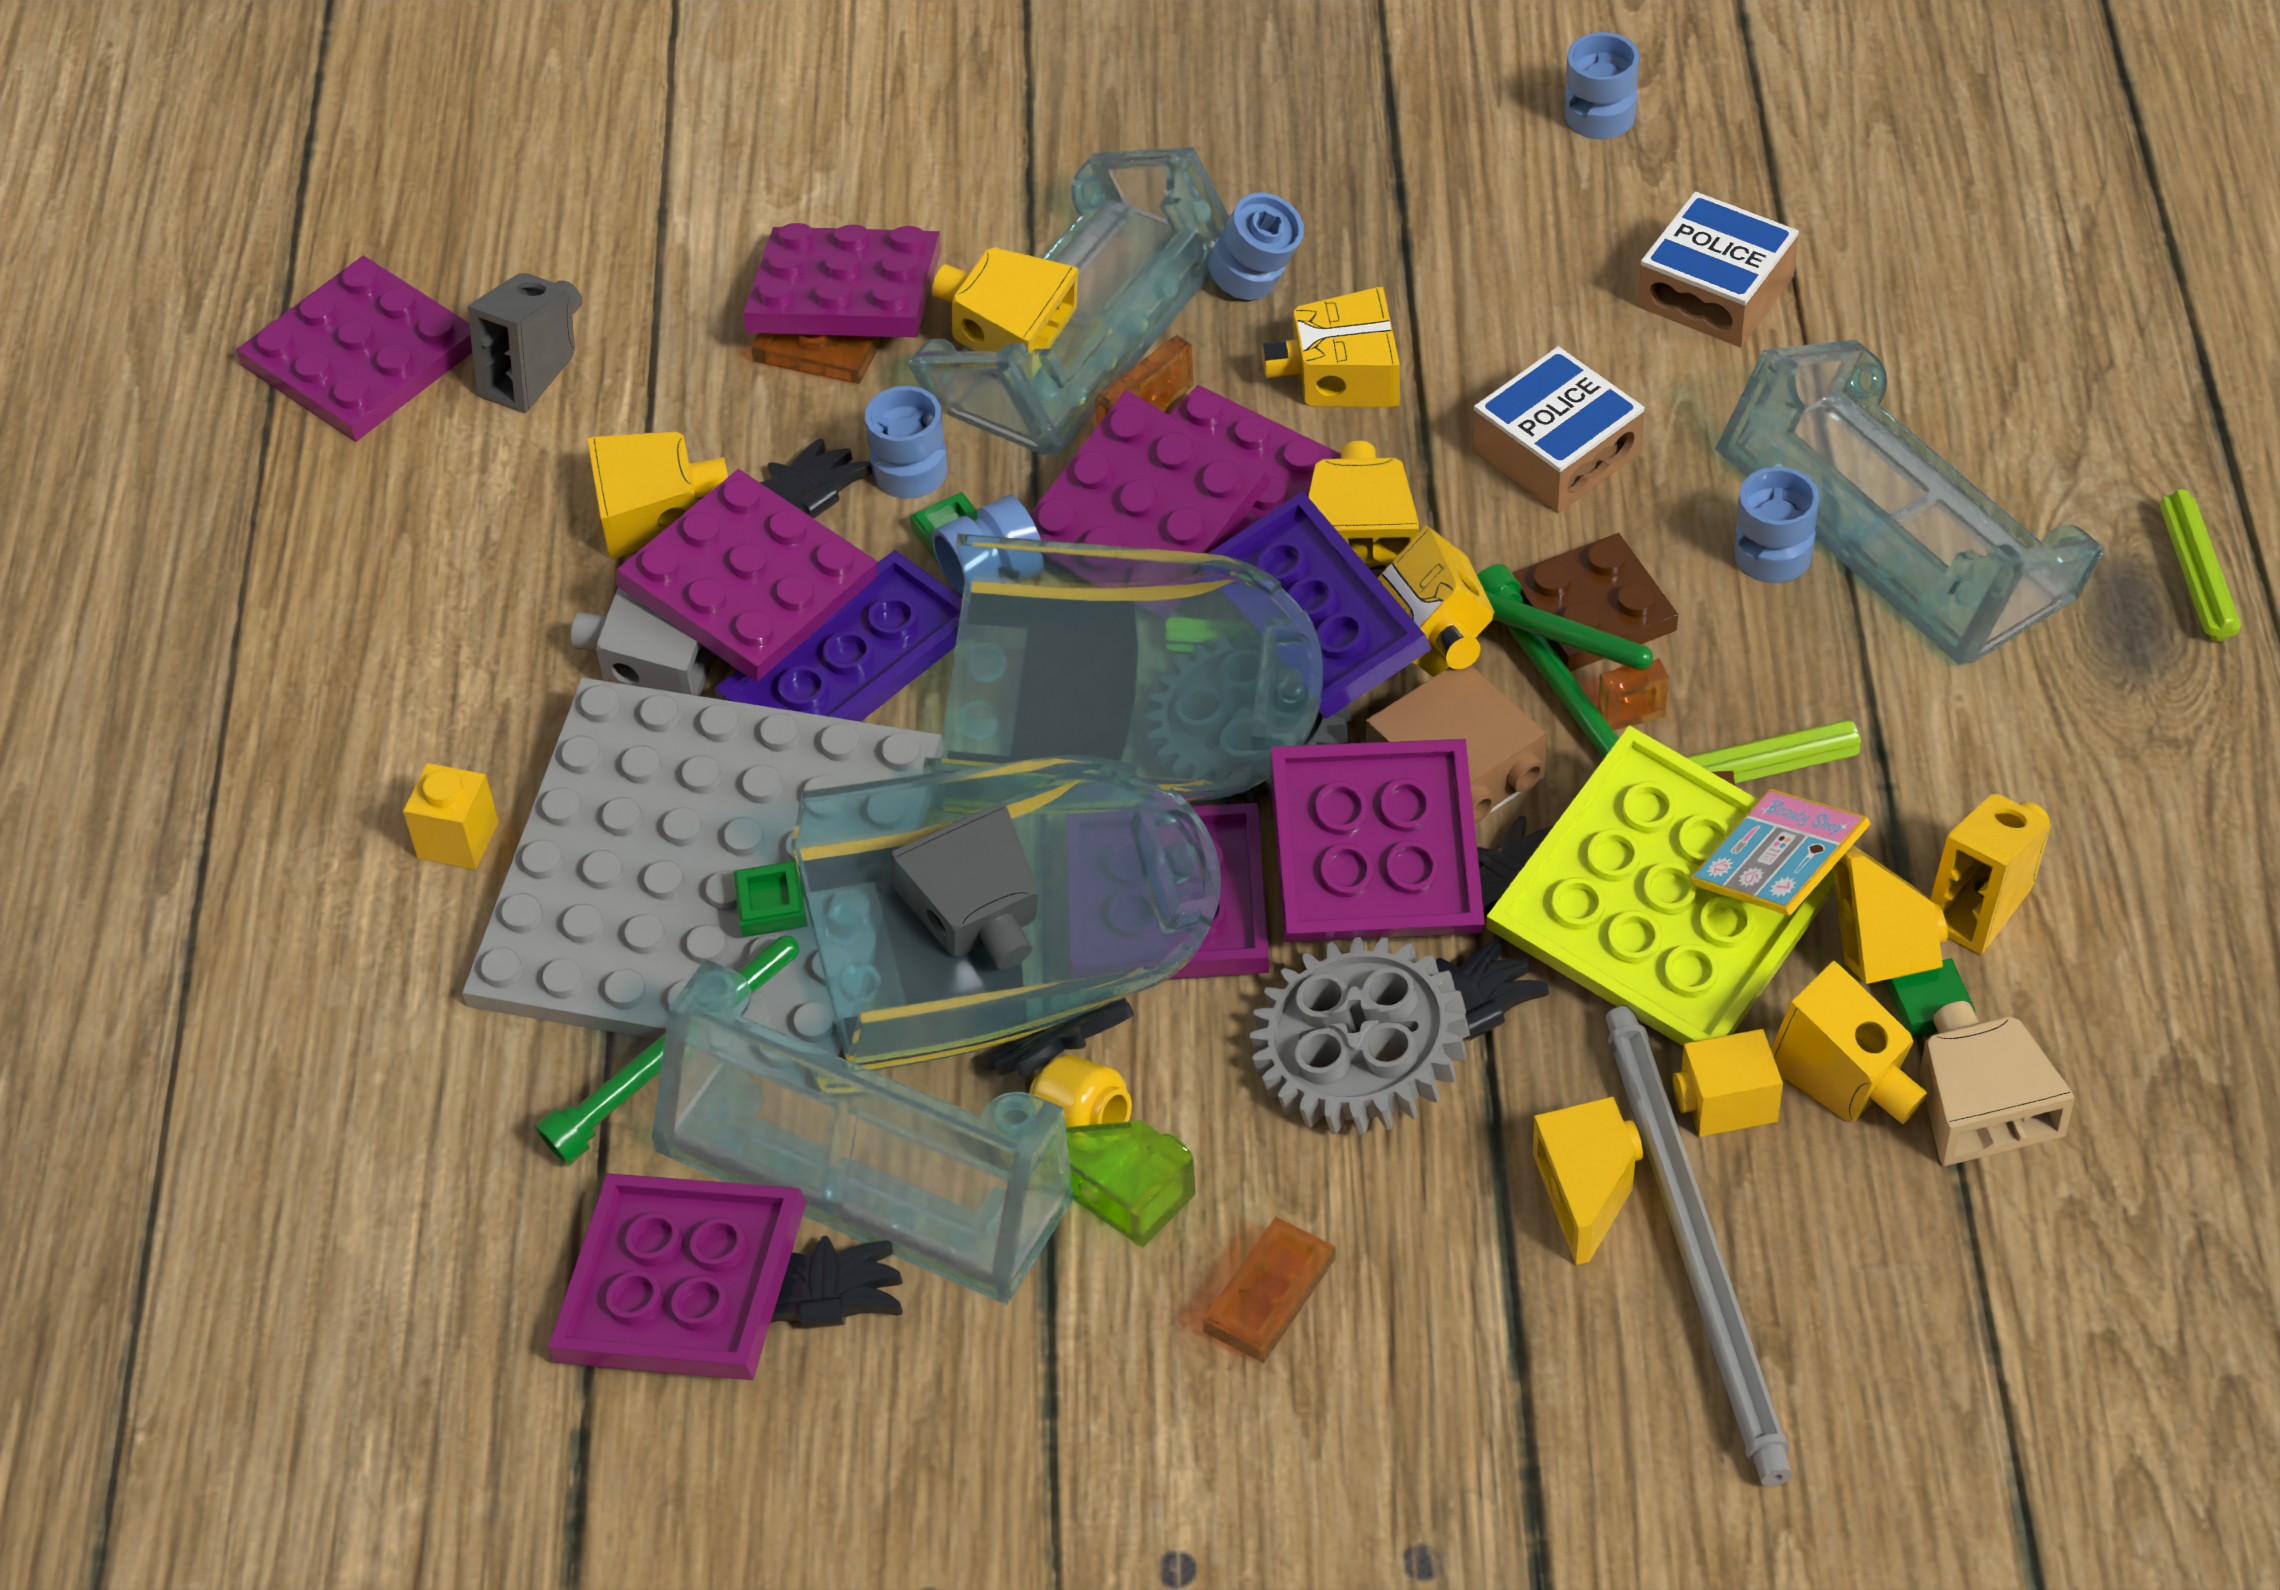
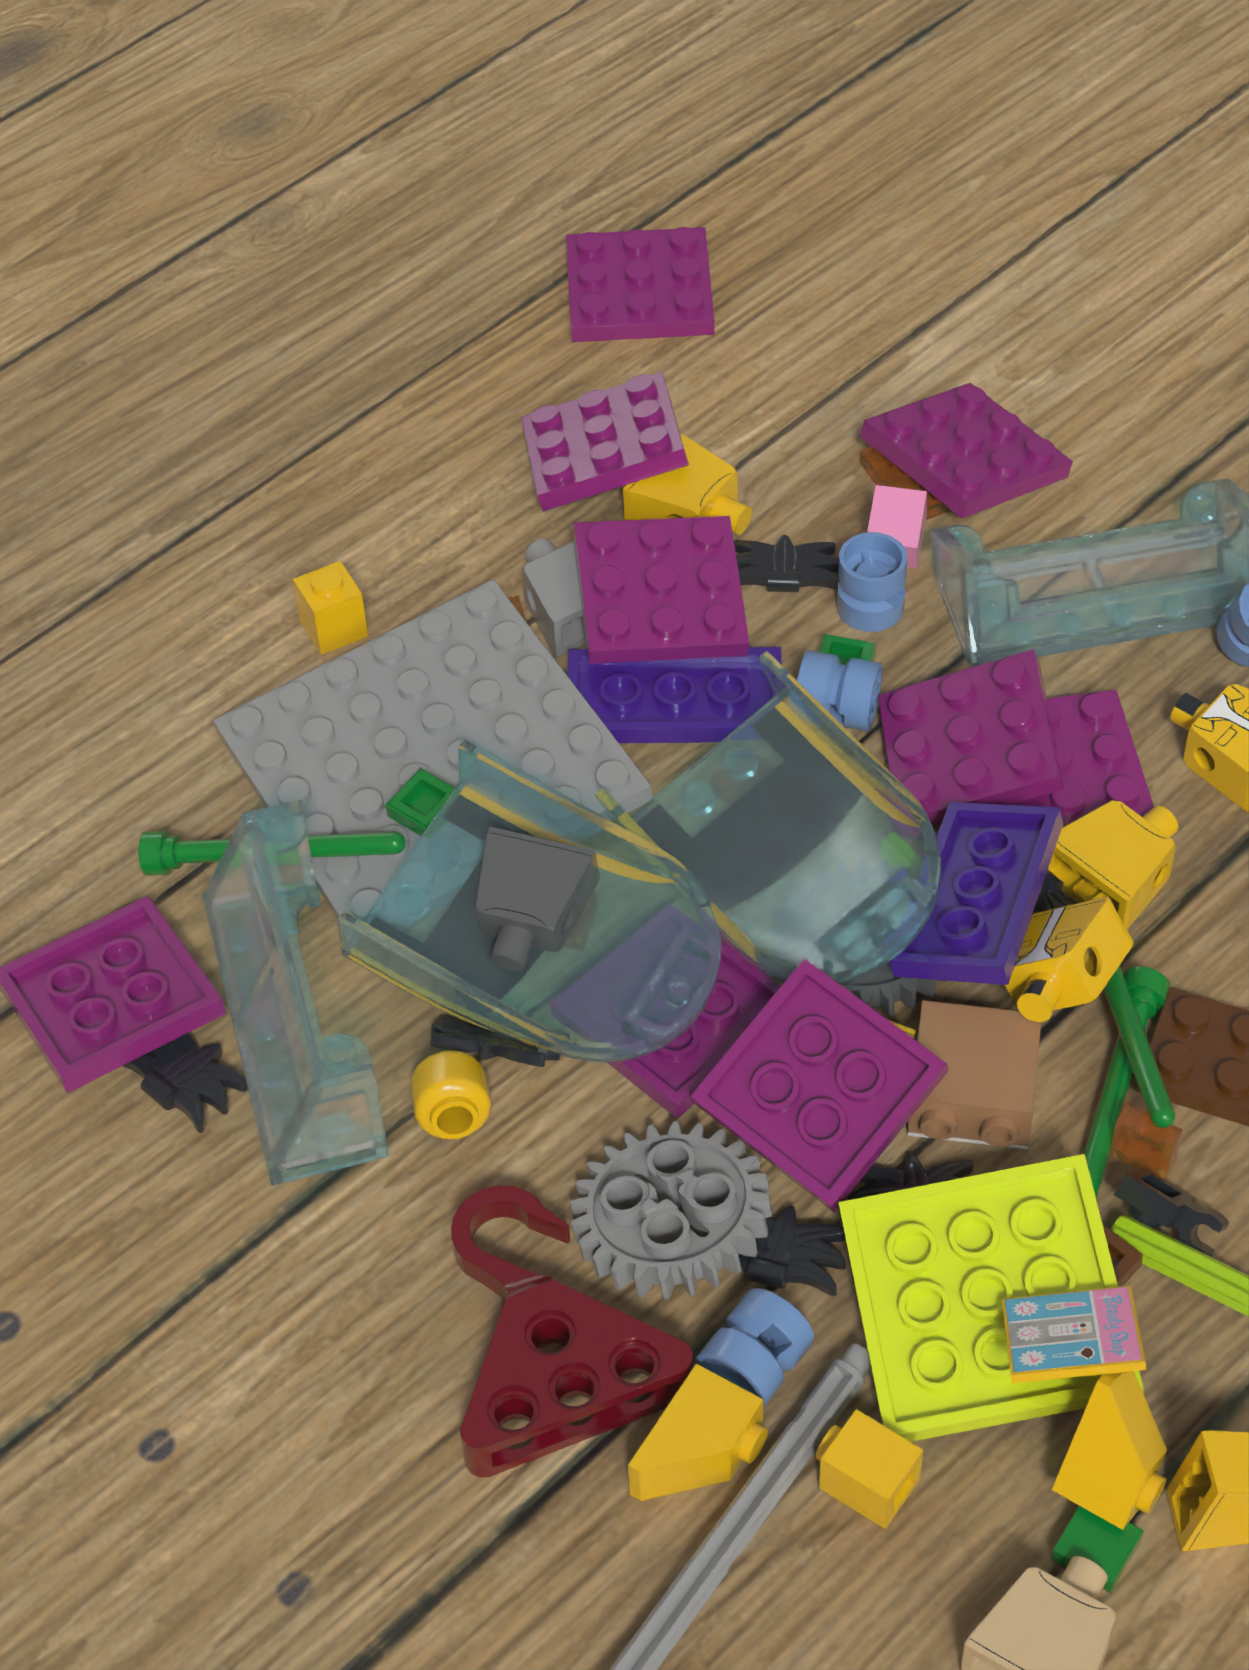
camera: 45 degrees right, 0 degrees up
(522, 338) = (725, 341): dark grey torso -> none
(524, 494) = (603, 440): none -> plate
(861, 373) = (902, 516): none -> bright pink brick
(1008, 300) = (1047, 541): yellow torso -> none
(1130, 1176) = (420, 1165): clear neon green slope -> none
(1156, 379) = (1081, 665): clear orange plate -> none
(1269, 1289) = (415, 1321): clear orange plate -> none
(1396, 1251) = (531, 1383): none -> dark red piece
(1548, 1065) = (758, 1344): none -> medium blue wheel
(1691, 729) = (1162, 1203): none -> black plate
(1846, 1049) = (968, 1502): yellow torso -> none

